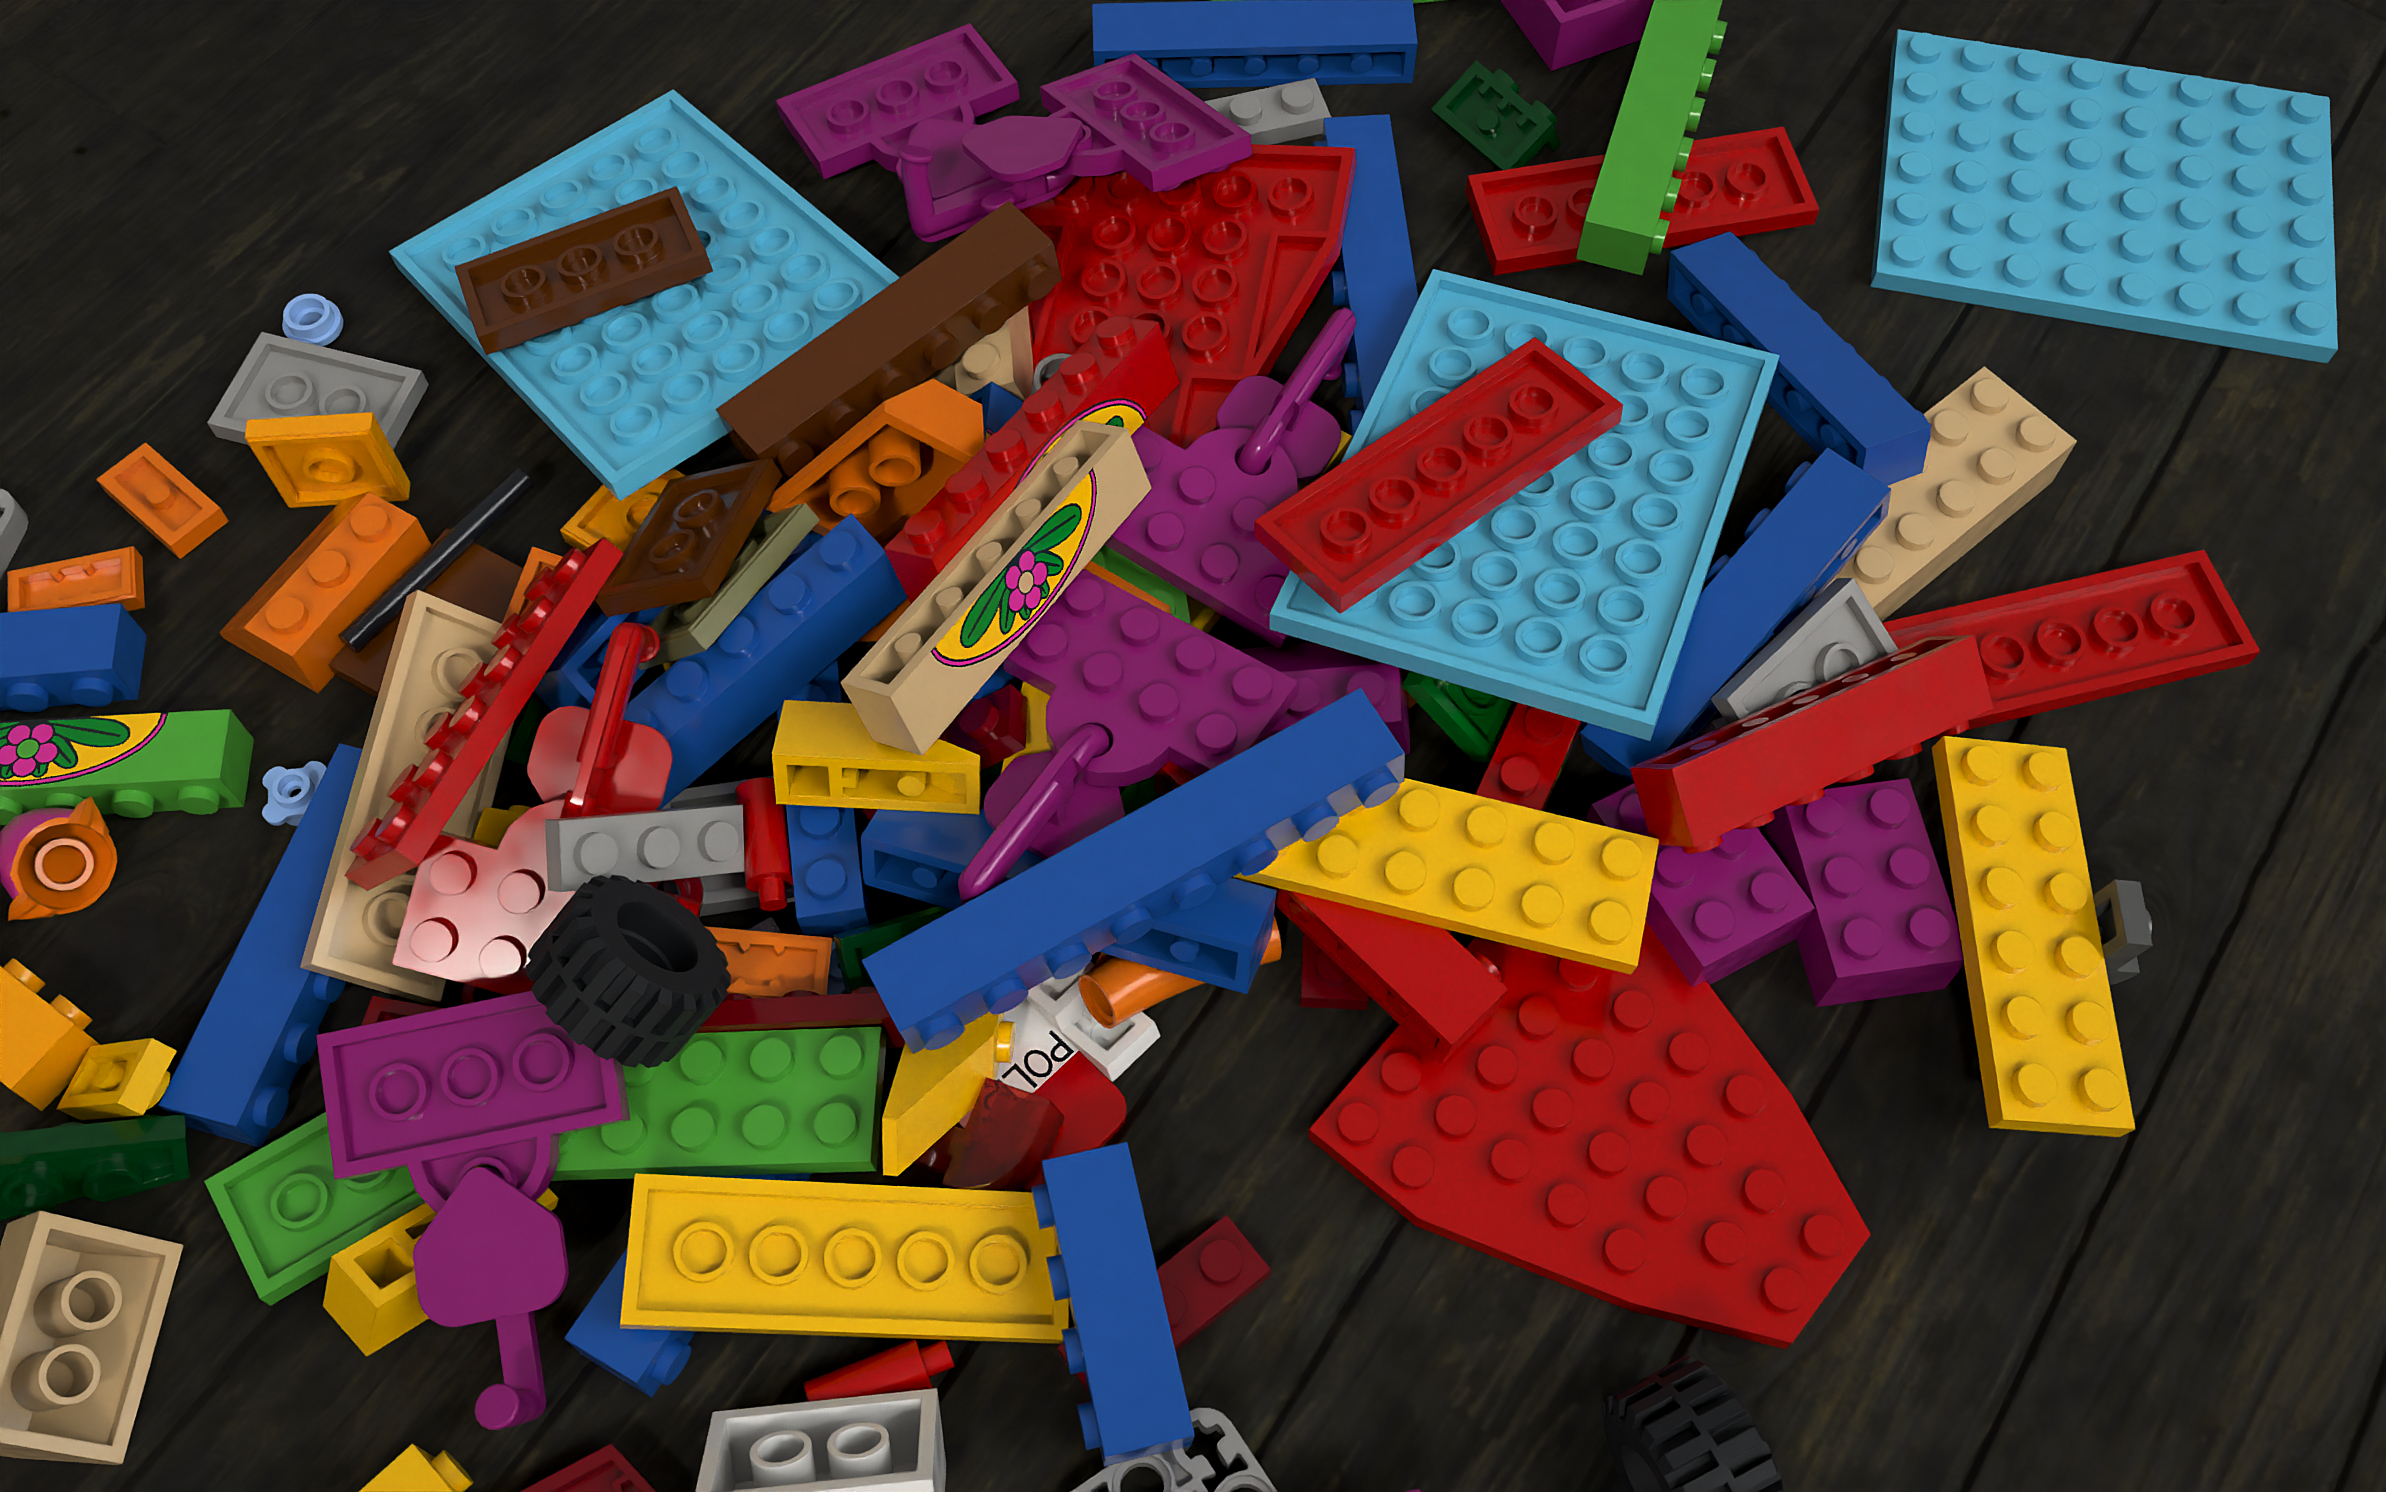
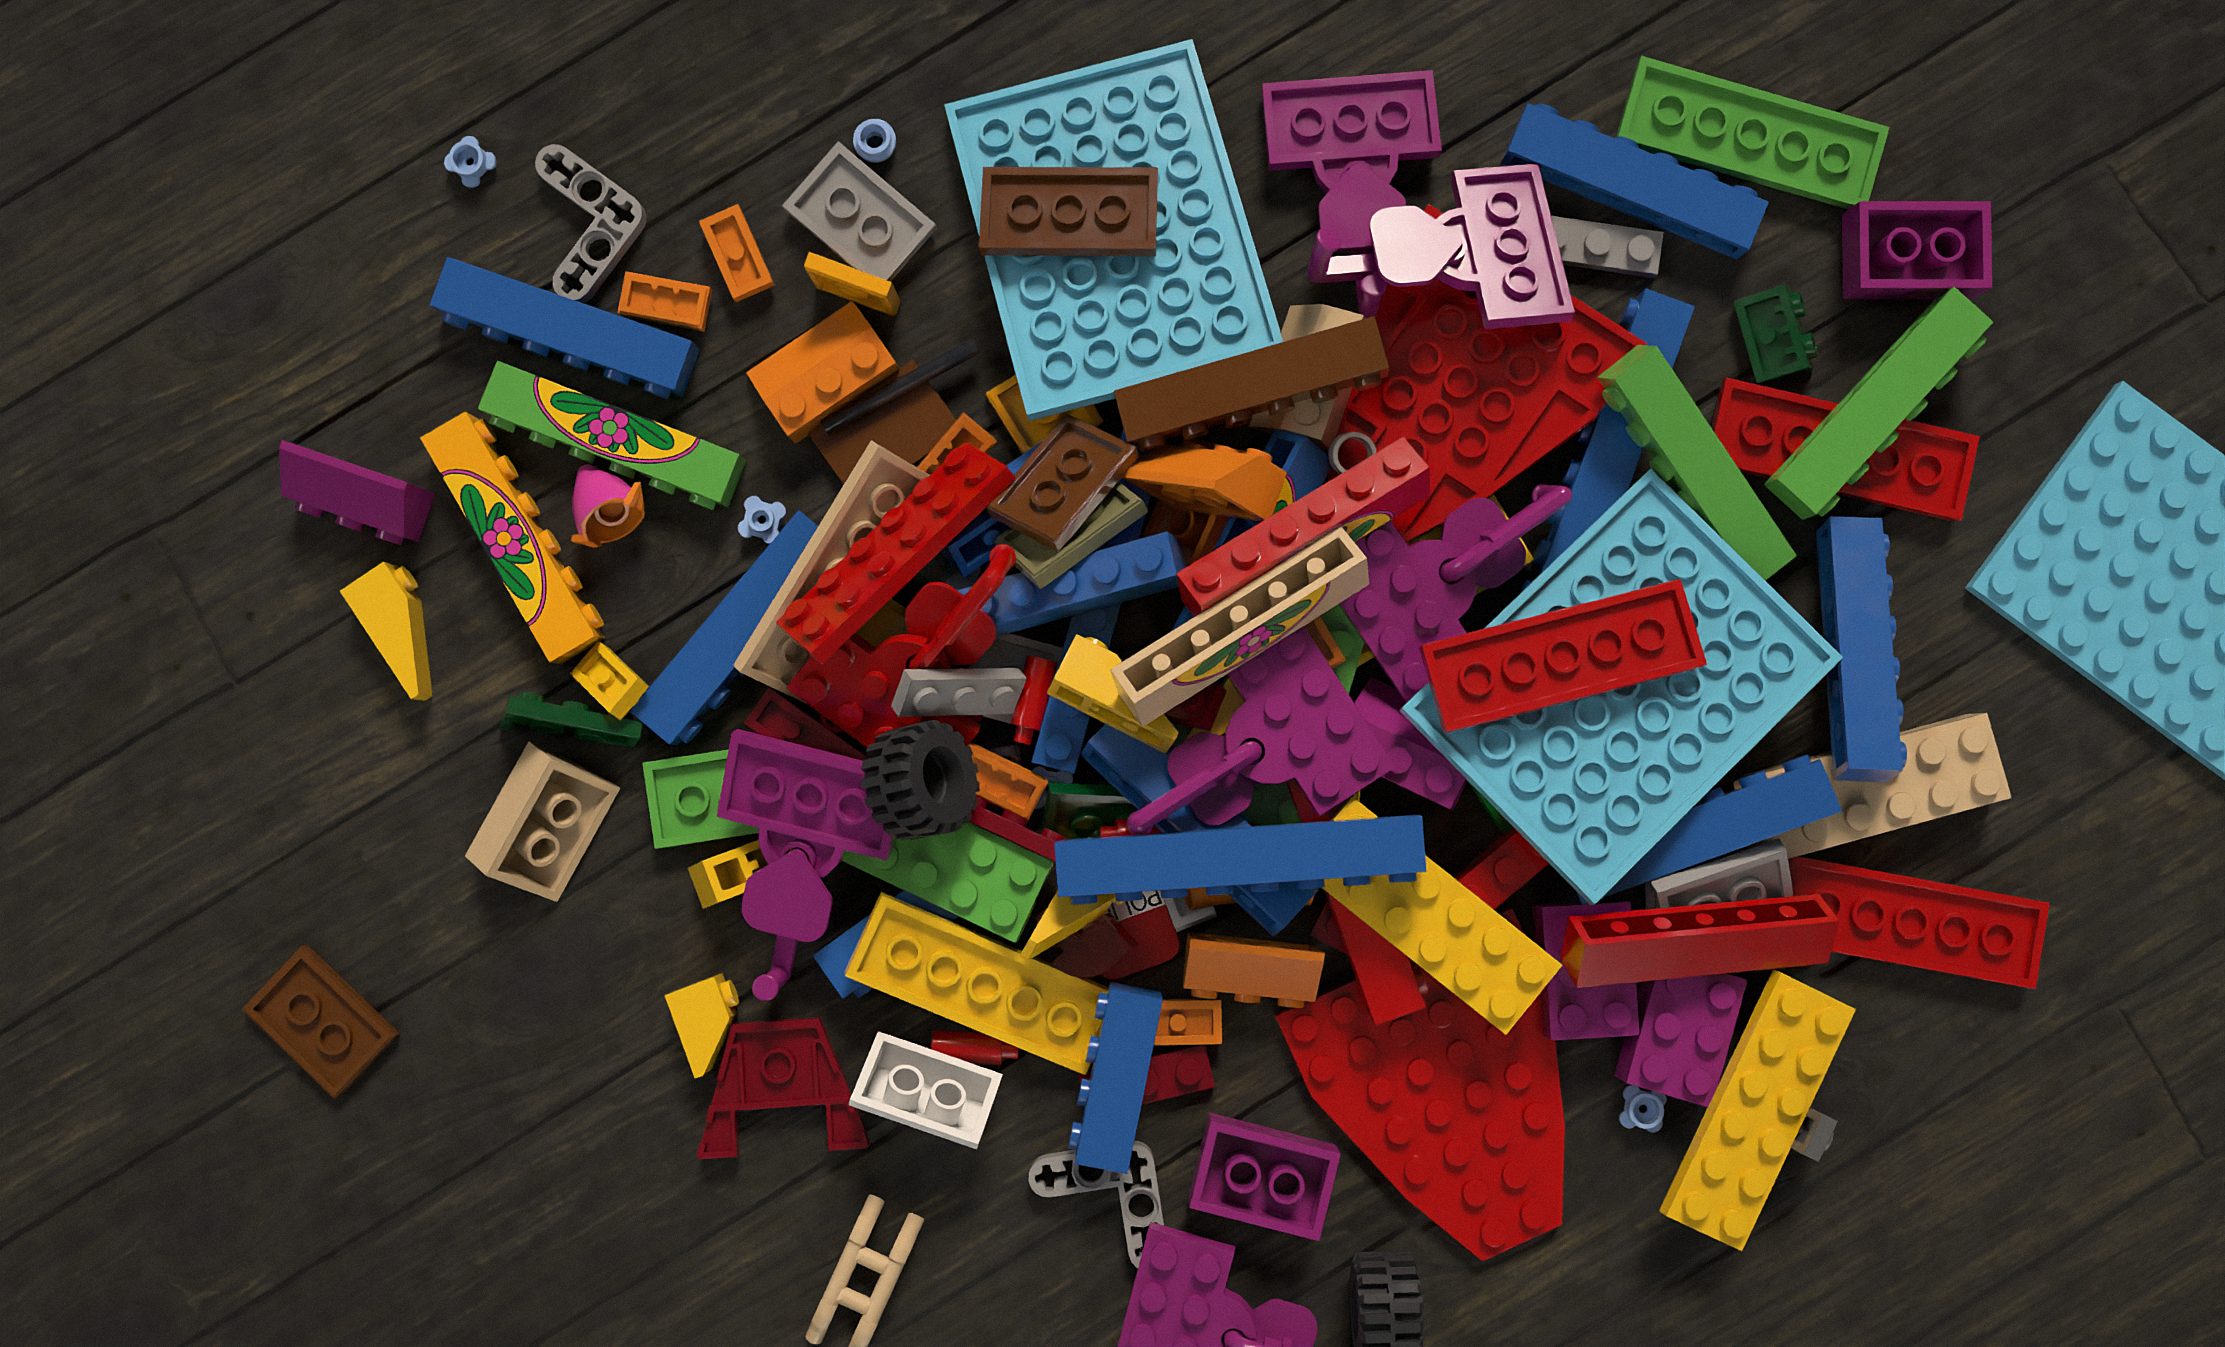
camera: 30 degrees right, 25 degrees up
(1190, 1192) = (1189, 1022): none -> orange plate
(1240, 1062) = (1252, 969): none -> orange slope
(1407, 1358) = (1263, 1176): none -> magenta brick
(1461, 230) = (1692, 456): none -> bright green brick
(1893, 1013) = (1651, 1118): none -> light blue plate

